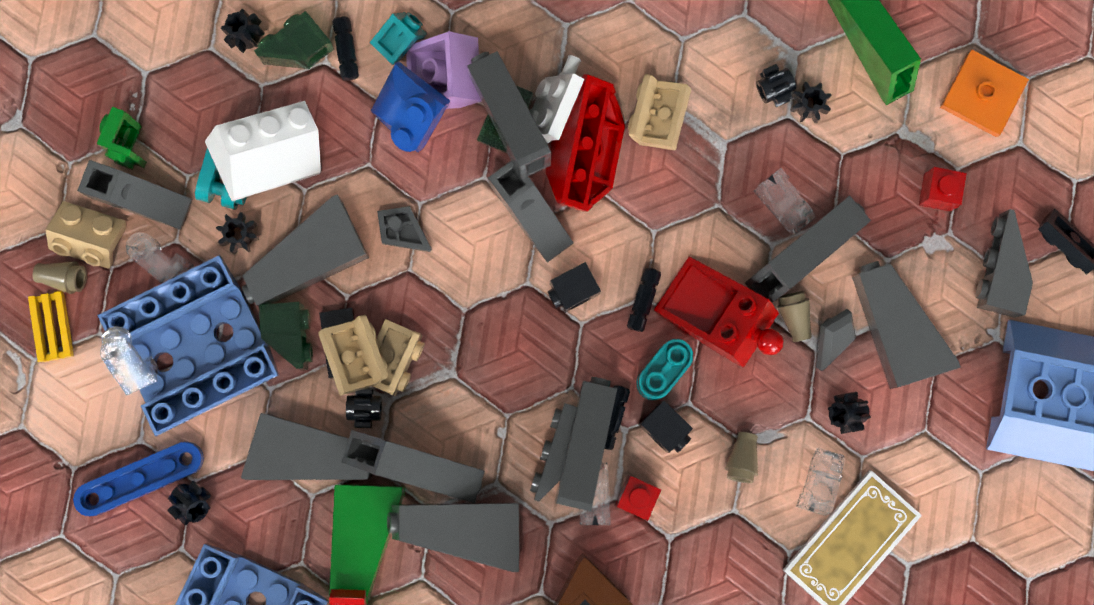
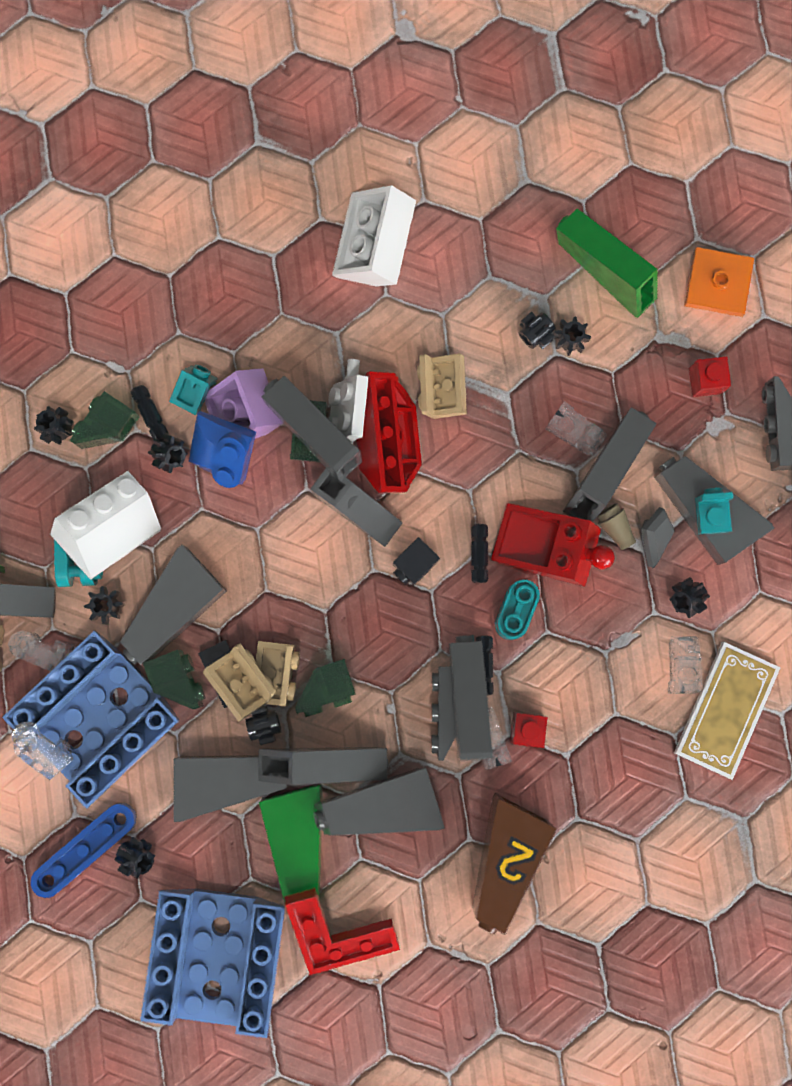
camera: 10 degrees left, 0 degrees up
(351, 95) = (167, 453): none -> black gear
(402, 229) = (248, 557): dark grey piece -> none
(441, 387) = (327, 685): none -> clear green slope
(667, 428) = (534, 660): black brick -> none
(743, 460) = (610, 667): dark tan cone -> none
(901, 330) = (713, 511): none -> teal bracket

